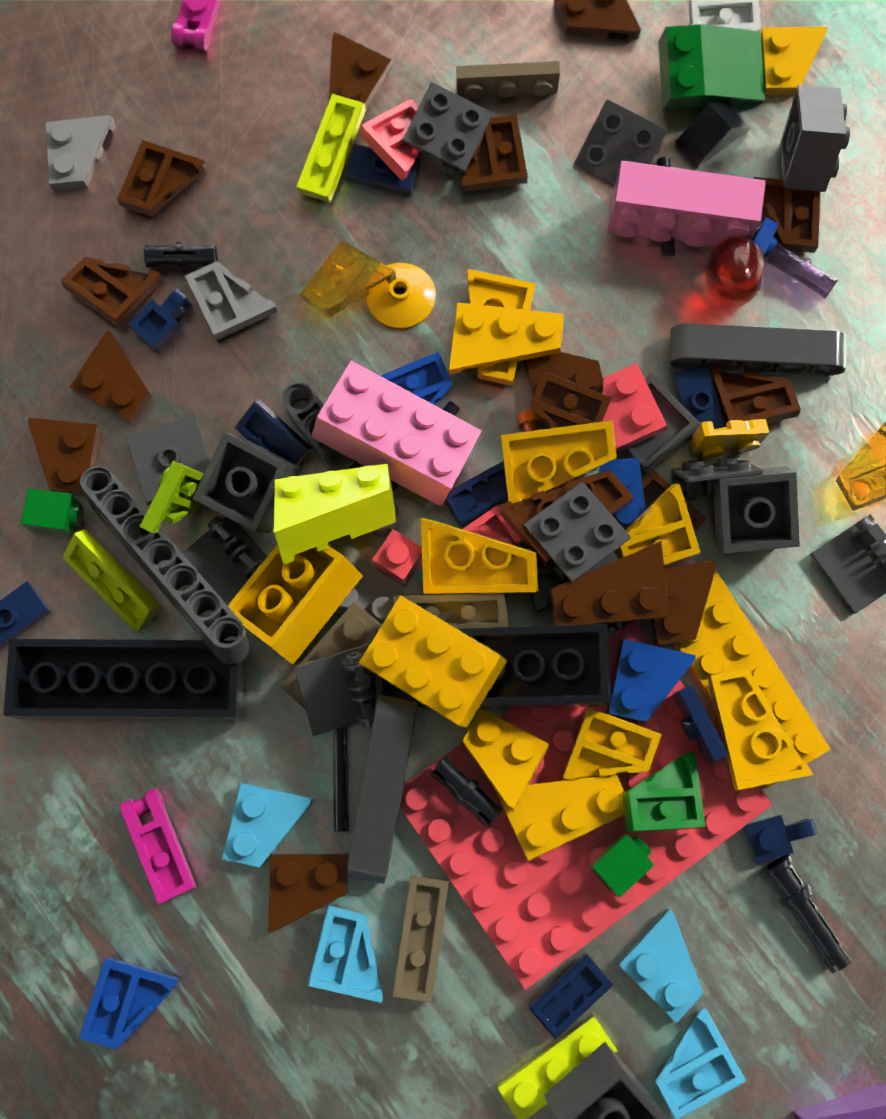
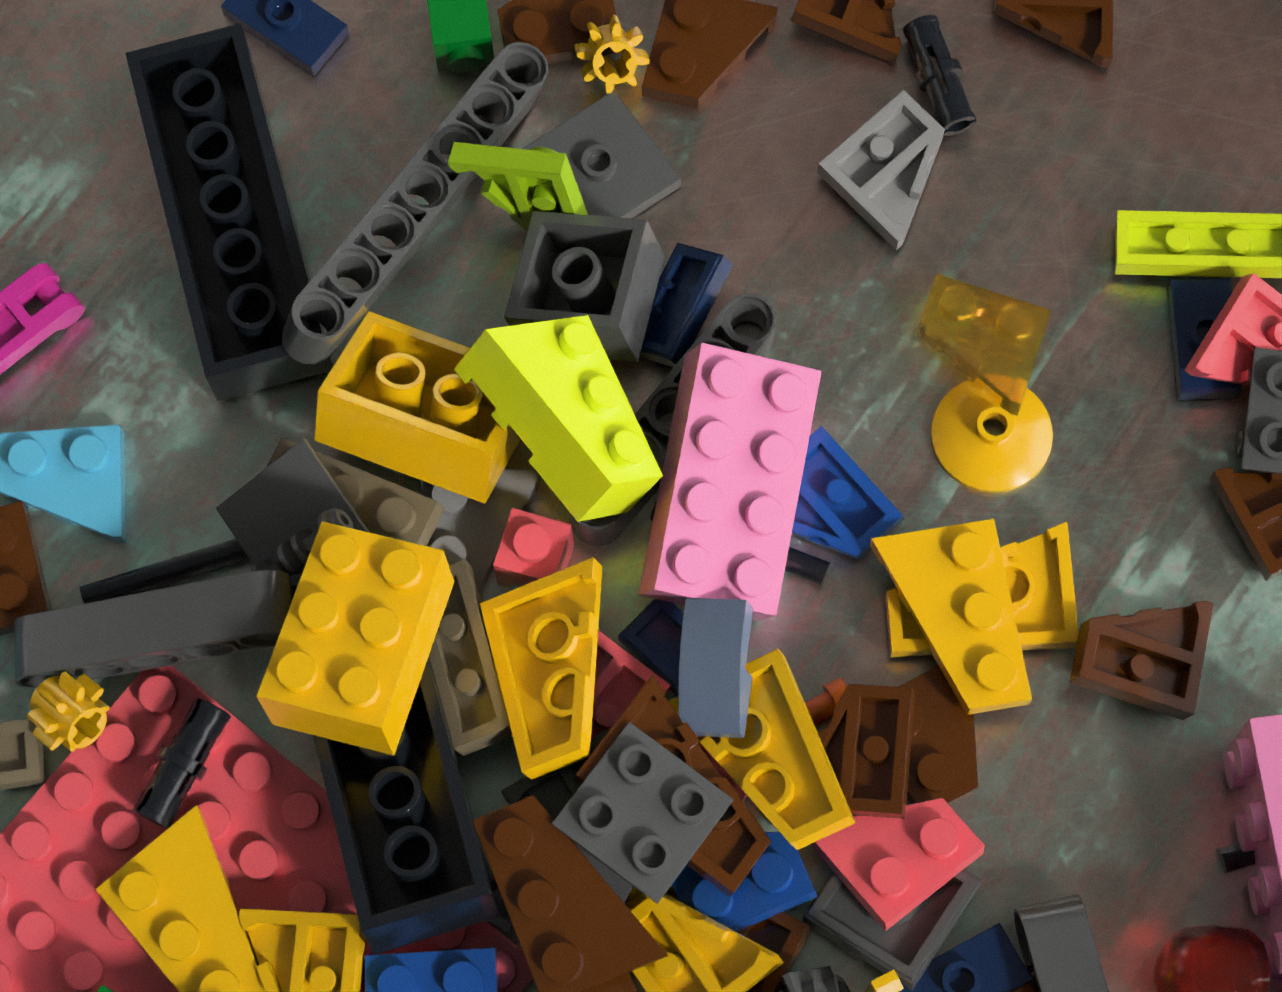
camera: 75 degrees right, 5 degrees down
(97, 423) = (605, 68): none -> yellow gear
(110, 580) = (379, 141): neon yellow plate -> none
(158, 323) = (816, 73): dark blue plate -> none
(225, 557) = (453, 287): dark grey hinge -> none
(414, 853) = (68, 711): none -> yellow gear
(502, 470) = (712, 666): none -> sand blue slope
(504, 755) = (251, 805): yellow wing -> none
(553, 252) = (1146, 657): none -> reddish brown wing

